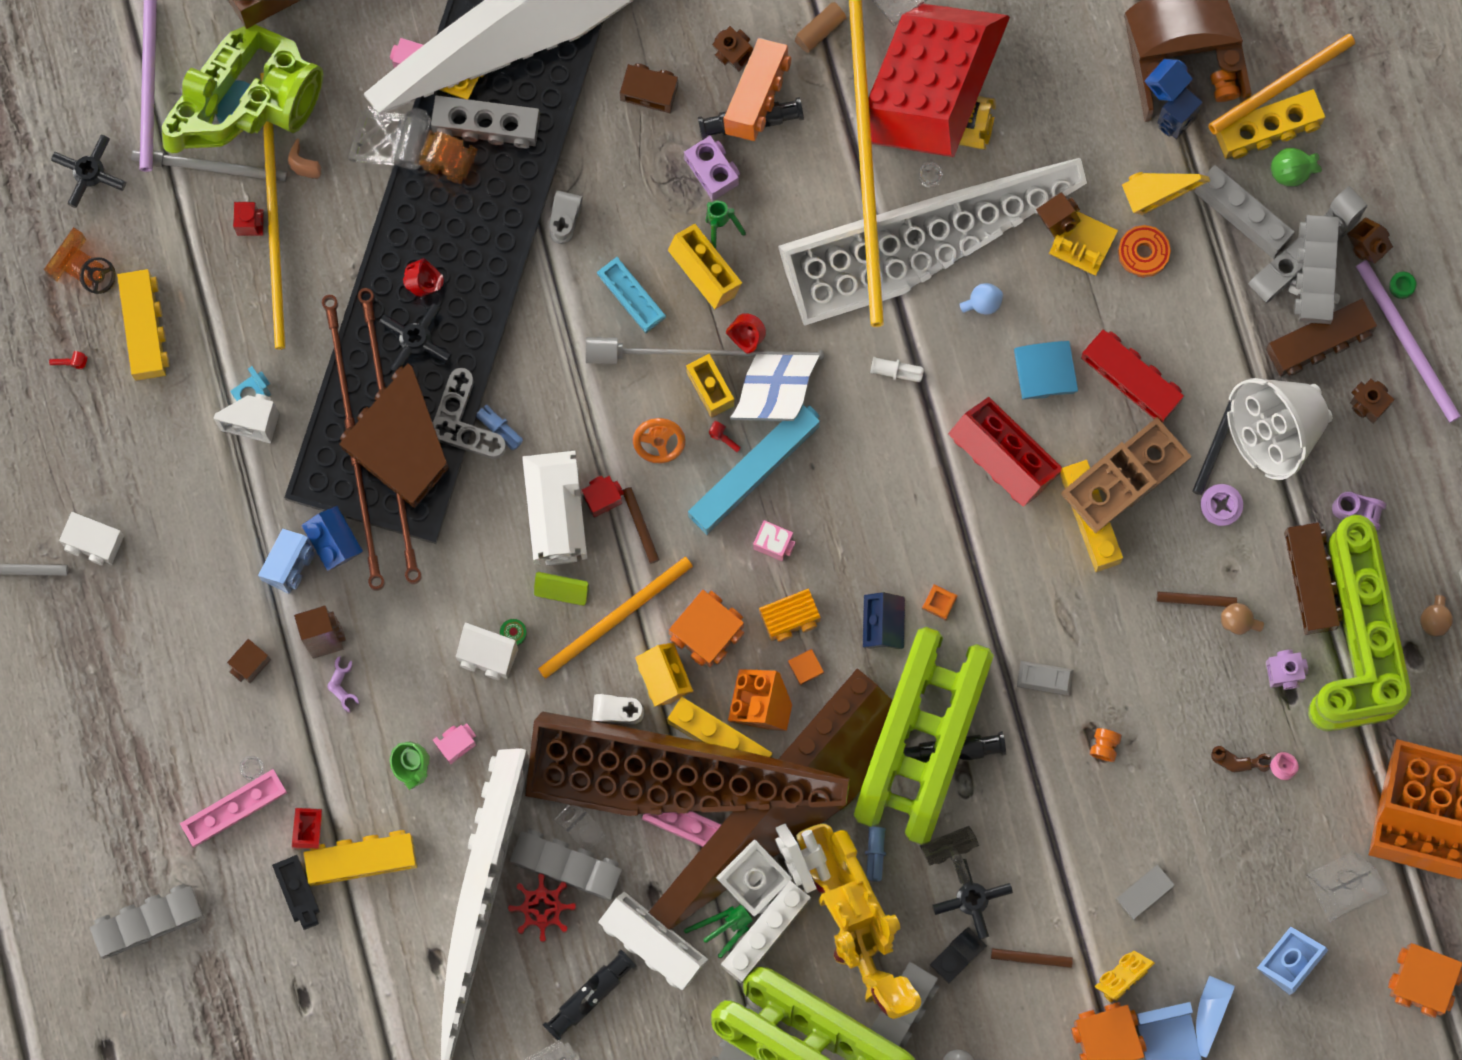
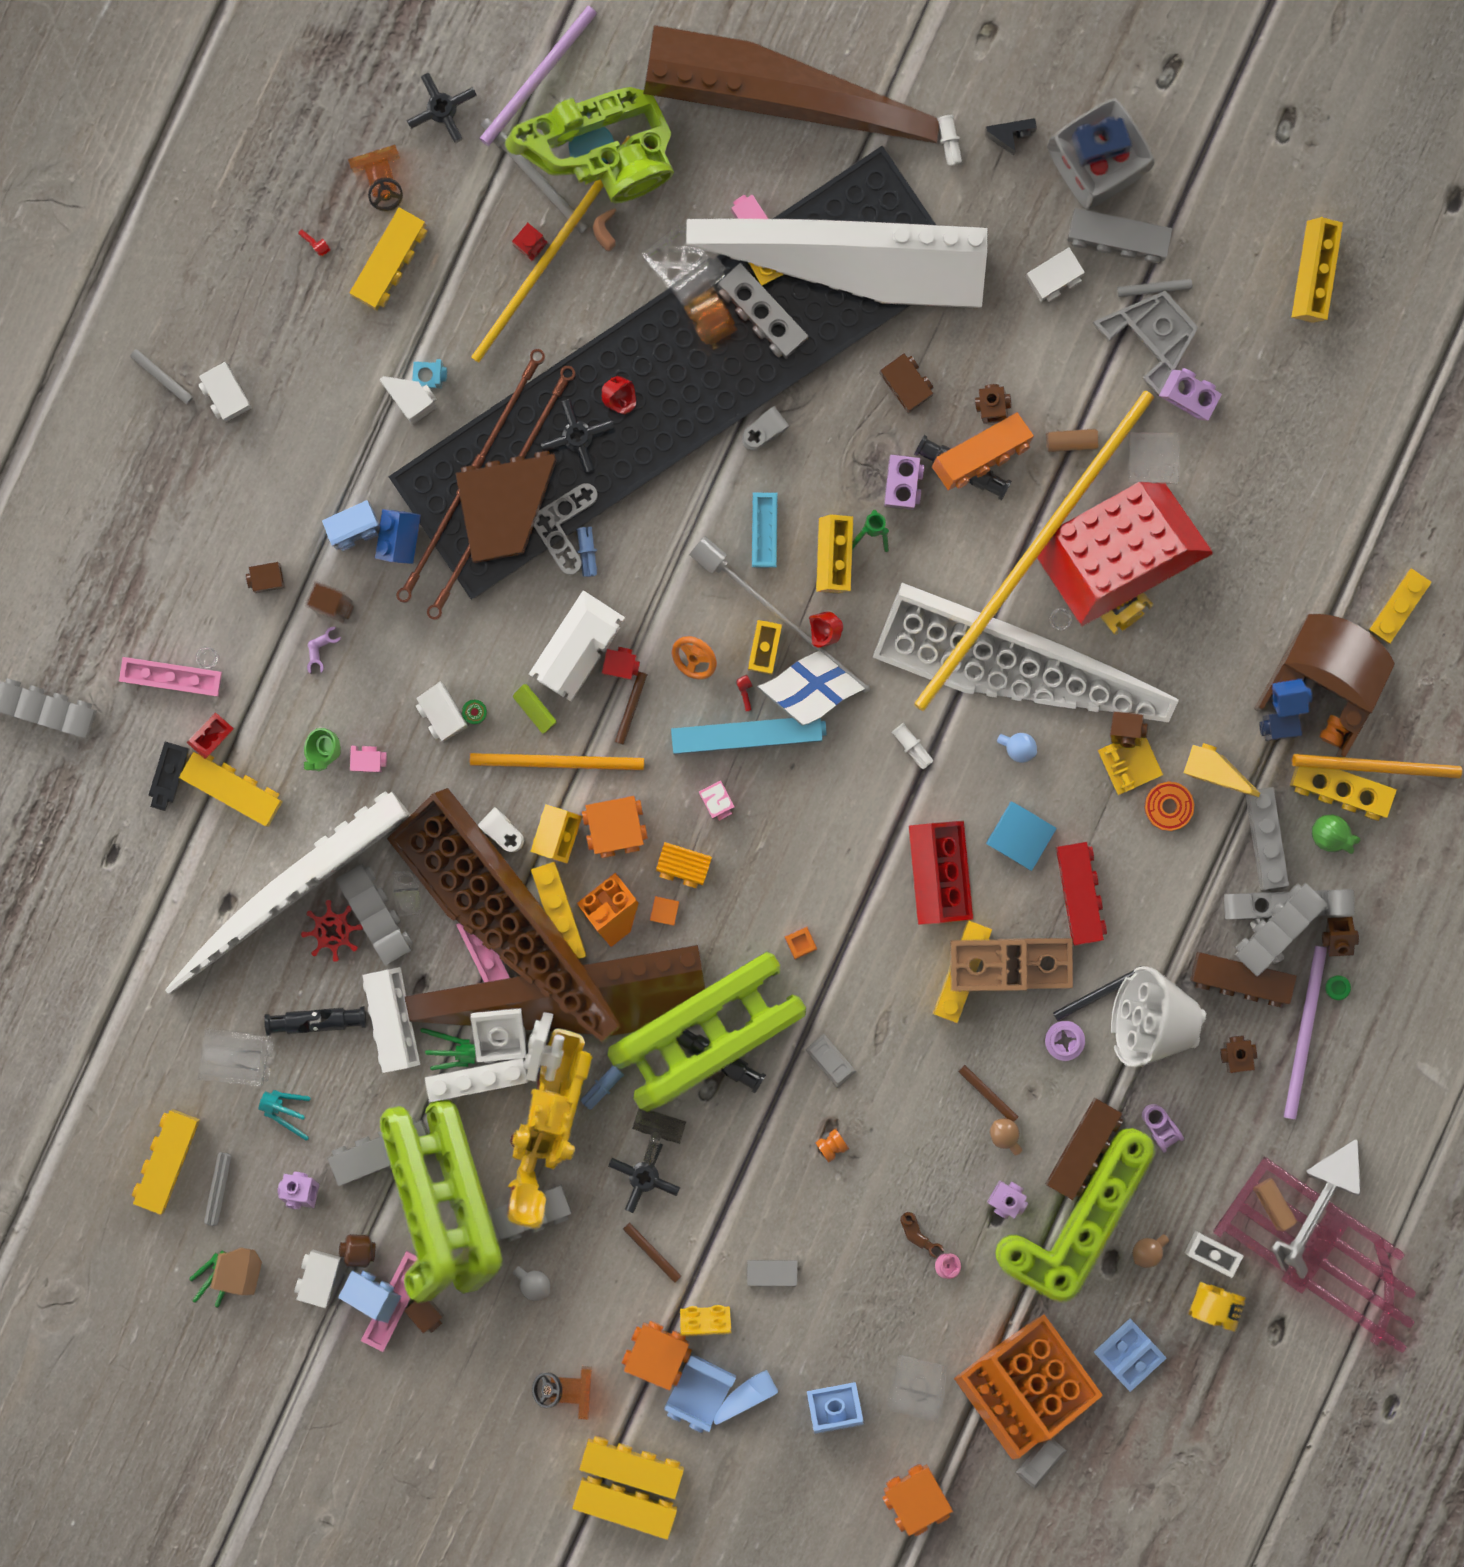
camera: 35 degrees right, 10 degrees up
(883, 620) = (748, 924): dark blue panel -> none
(958, 955) = (601, 1207): black slope -> none

